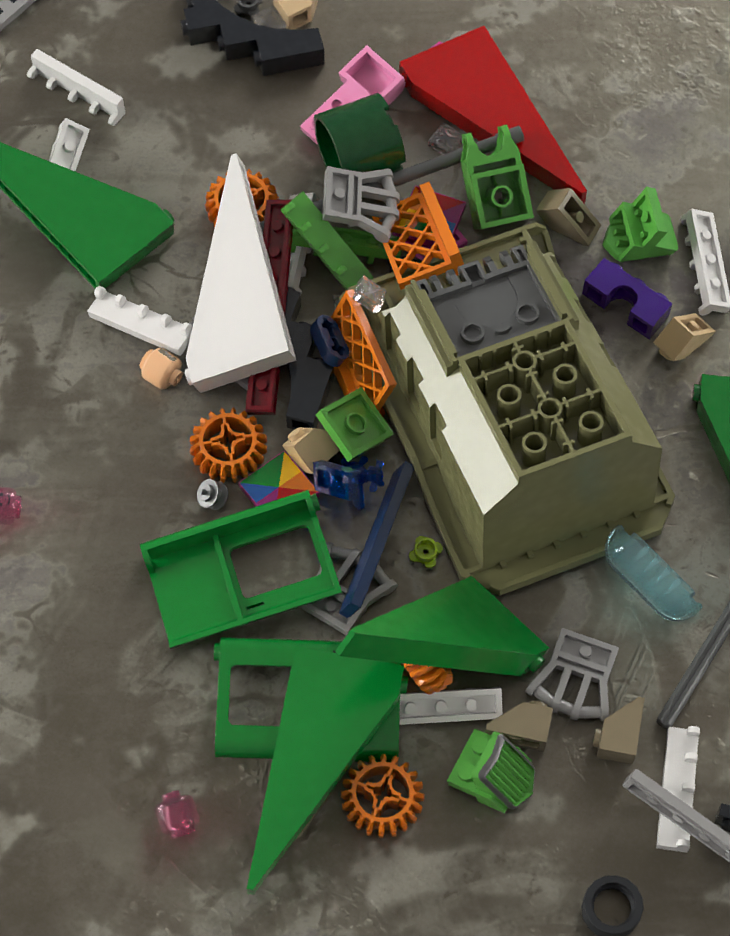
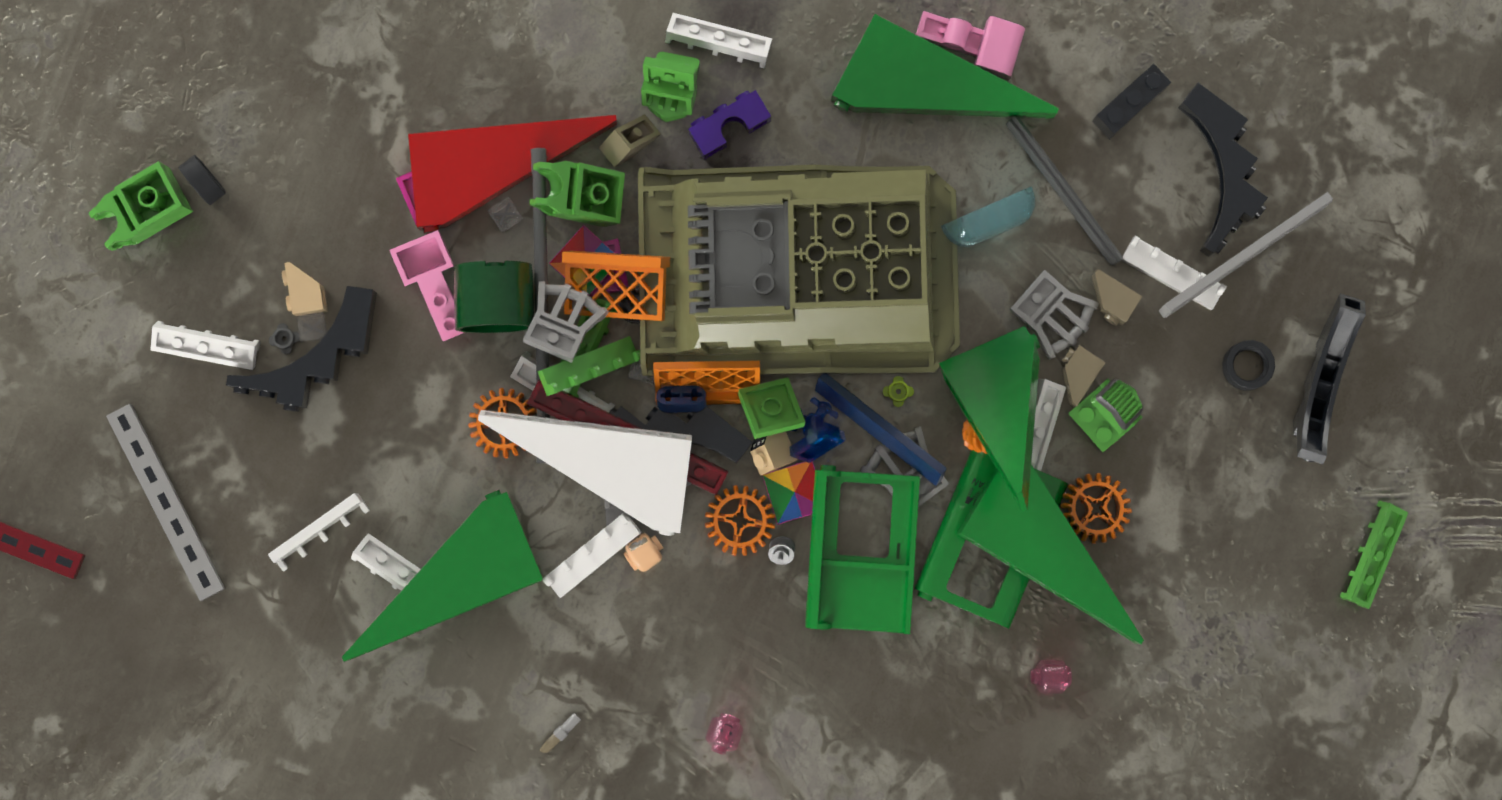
camera: 70 degrees left, 20 degrees up
(369, 294) = (663, 350): clear tile -> none
(683, 336) = (785, 92): tan slope -> none

